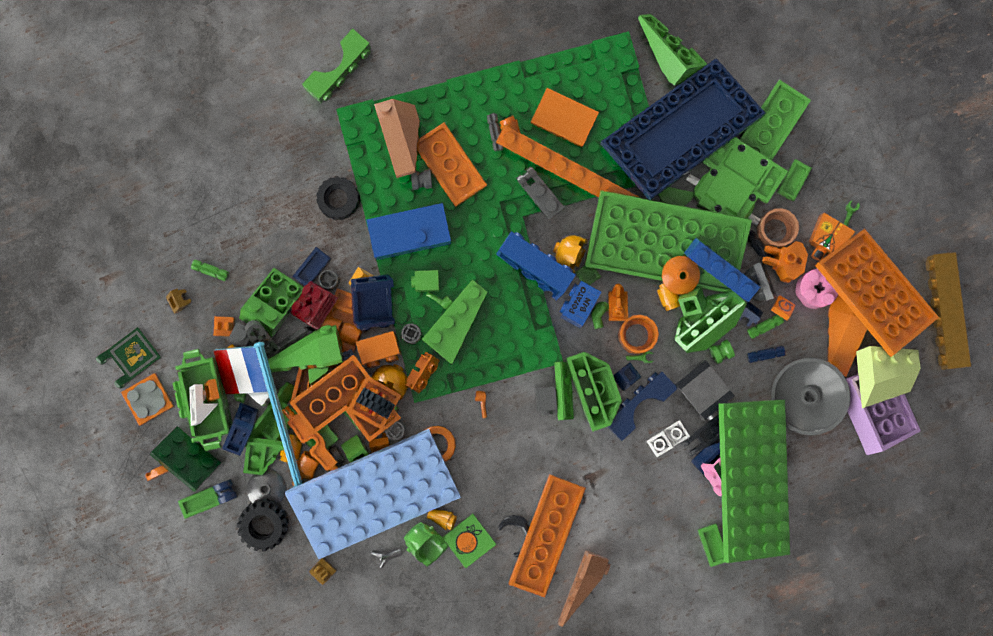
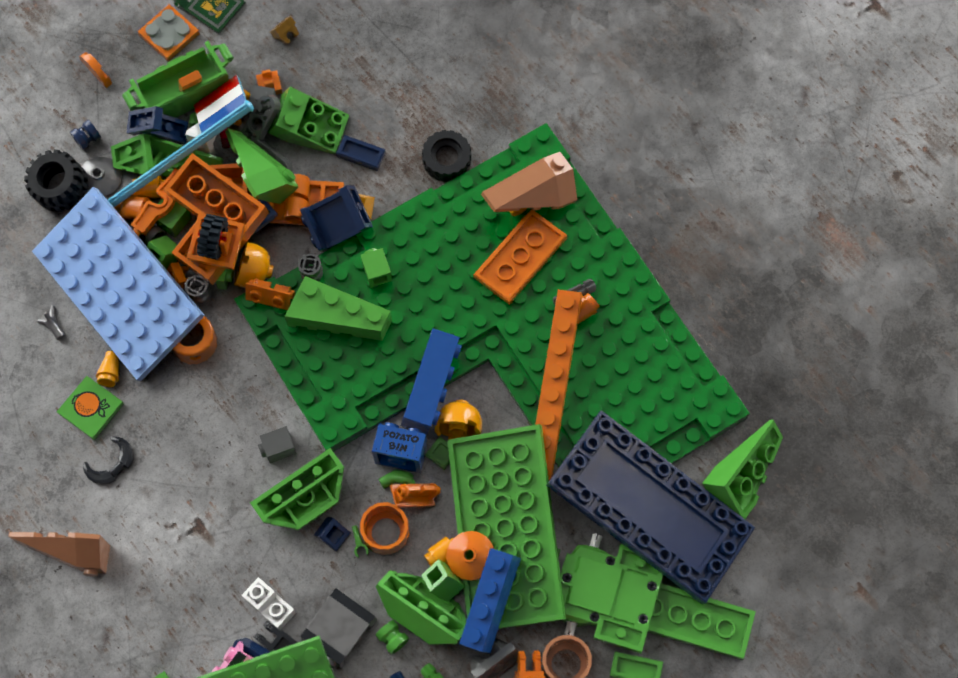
camera: 80 degrees right, 15 degrees down
(185, 459) = (109, 82): dark green plate -> none
(197, 409) = (165, 77): white slope -> none
(198, 502) = (66, 112): bright green tile -> none
(209, 270) = (327, 52): bright green axle -> none
(313, 305) = (316, 161): dark red brick -> none
(317, 373) = (235, 176): bright green slope -> none
(322, 571) = (20, 260): pearl gold tile -> none
(323, 83) = (619, 123): bright green arch -> none
(327, 277) = (351, 167): dark grey wheel -> none
(379, 349) = (283, 241): orange brick -> none
(408, 231) = (427, 232): blue brick -> none
(421, 179) = (491, 227): dark grey wheel -> none
(425, 543) = (73, 357): bright green helmet -> none
(445, 303) = (357, 292): bright green hand -> none
(481, 397) = (262, 374): orange hand -> none
(540, 194) = (517, 365): dark grey plate -> none
(547, 536) = (115, 492): orange tile -> none
(564, 117) = (618, 366): orange tile -> none
(564, 391) = (289, 462): bright green tile -> none
(658, 388) = (325, 571): dark blue arch -> none
(676, 196) = (567, 527): bright green tile -> none
(751, 312) = (451, 659): dark blue tile -> none
(758, 245) = (539, 645): black axle -> none

